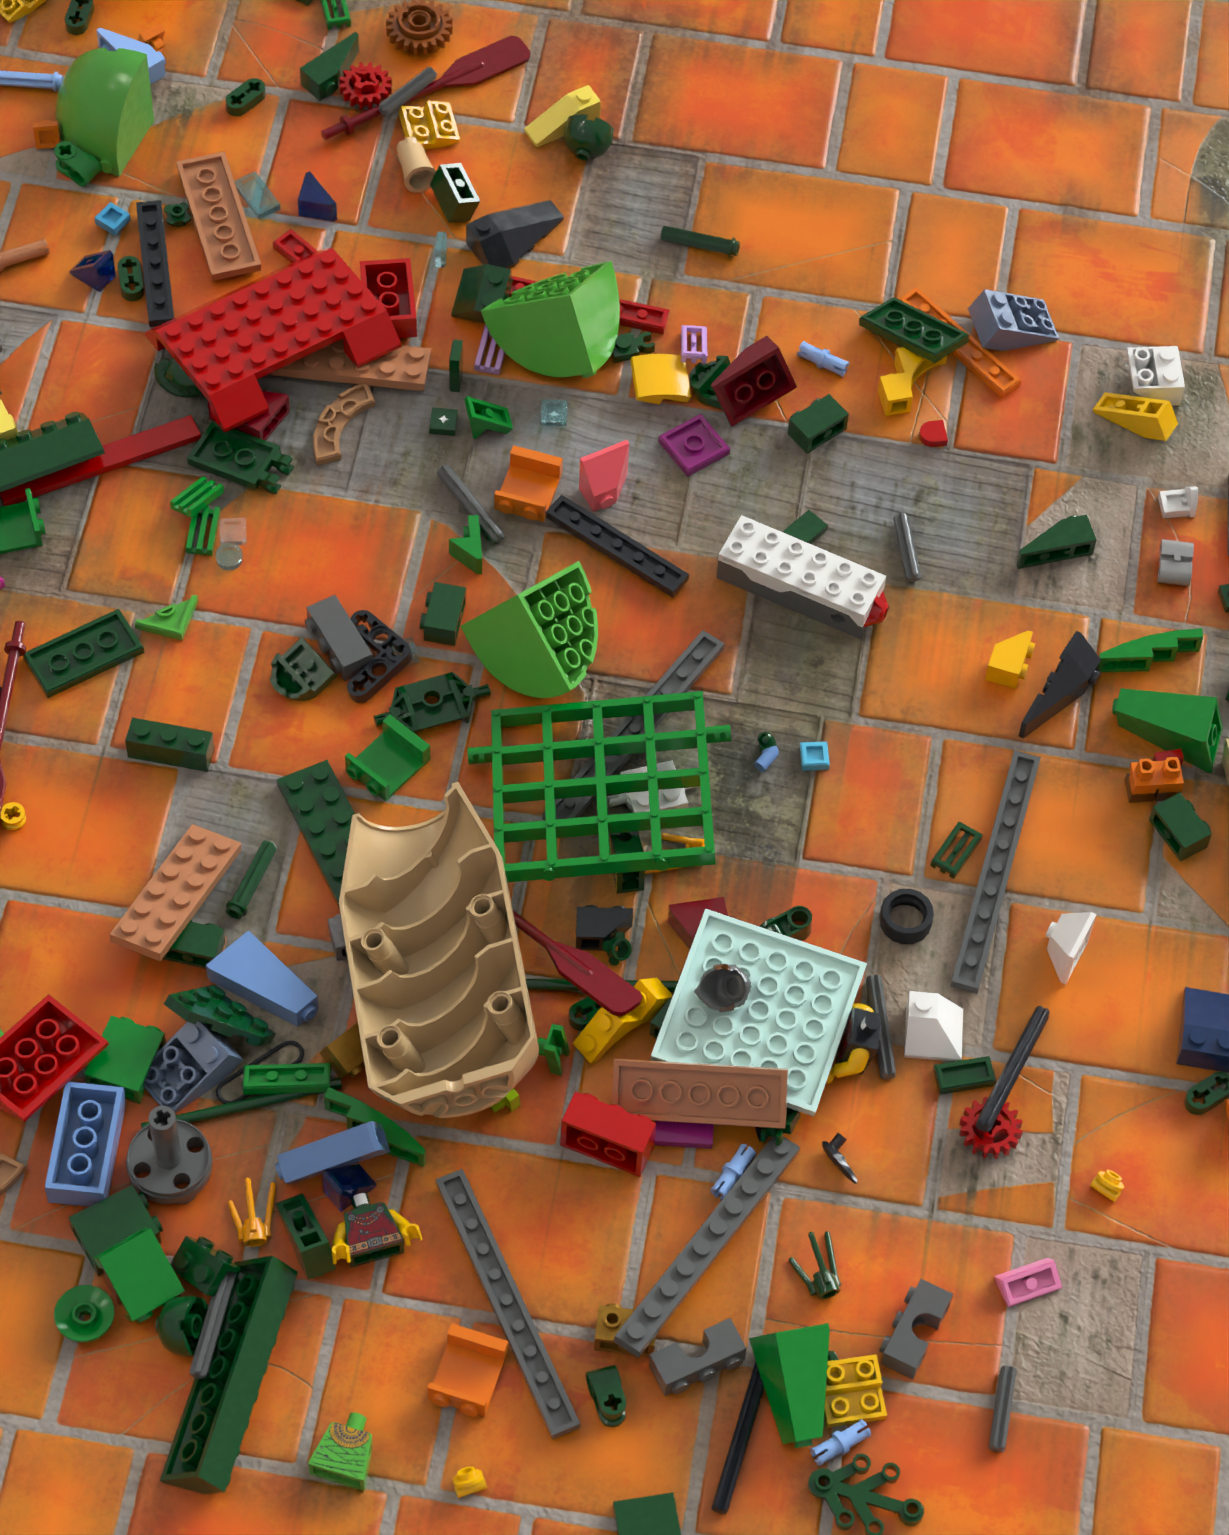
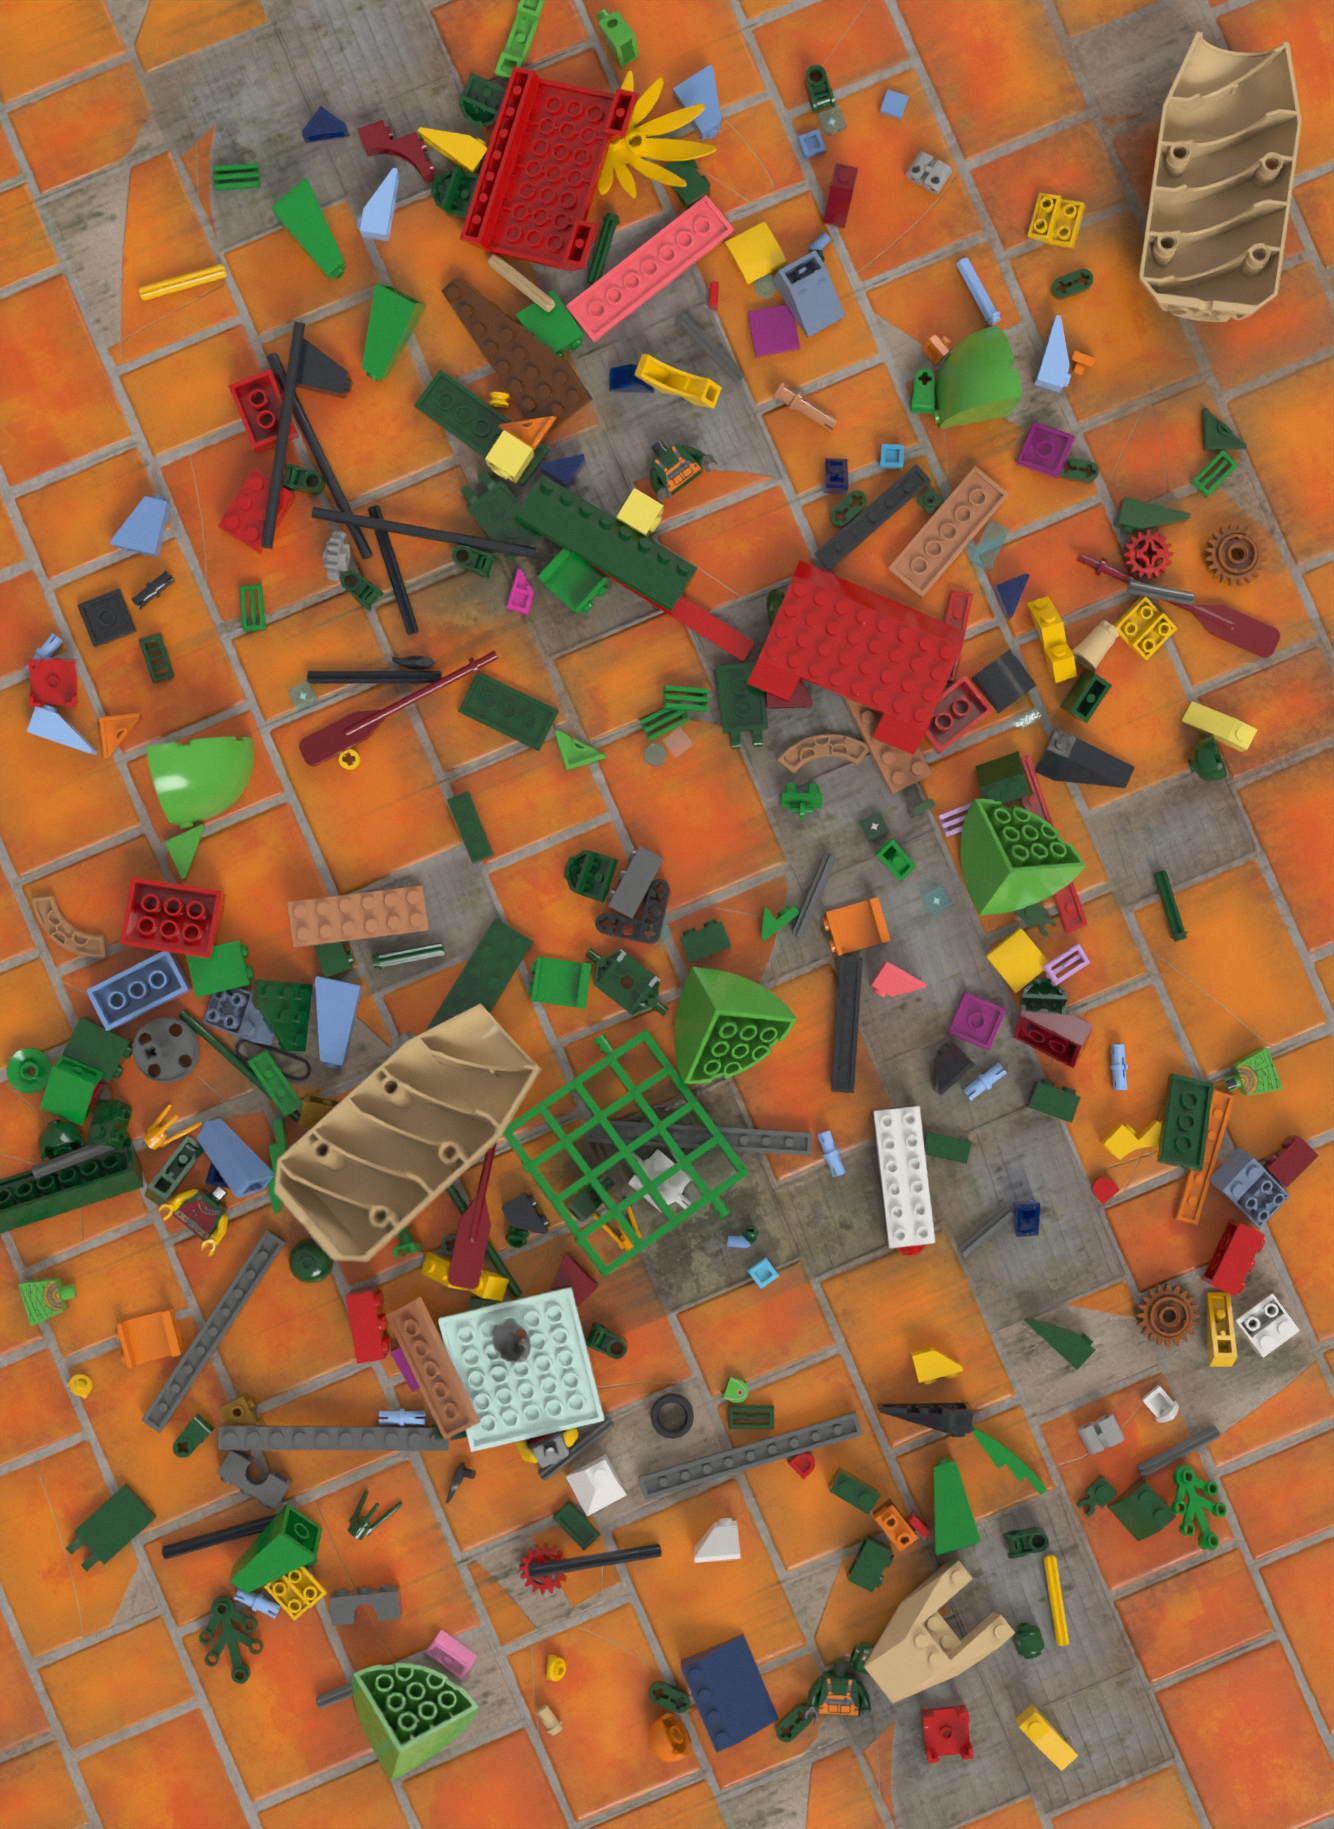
camera: 55 degrees right, 30 degrees up
(208, 106) = (1045, 450): none -> magenta tile
(371, 182) = (1052, 636): none -> yellow arch
(373, 459) = (801, 802): none -> green hips
(391, 243) = (1004, 681): none -> black slope
(500, 1160) = (309, 1261): none -> dark green cylinder
(722, 481) = (949, 1067): none -> black slope
(735, 629) = (831, 1153): none -> light blue pin
(758, 468) = (984, 1081): none -> light blue pin
(907, 259) = (1254, 1074): none -> bright green torso
(916, 503) = (1026, 1217): none -> clear blue slope
(919, 846) = (736, 1390): none -> bright green tile
(1008, 271) = (1289, 1160): none -> dark red brick
(1036, 832) = (803, 1463): none -> red tile
(1066, 1347) = (409, 1713): none -> bright green brick
(1070, 361) = (1233, 1257): none -> red brick
(1092, 447) = (1181, 1318): none -> dark orange gear
(1094, 796) = (854, 1490): none -> dark green brick
(1163, 1222) = (549, 1720): none -> tan pin

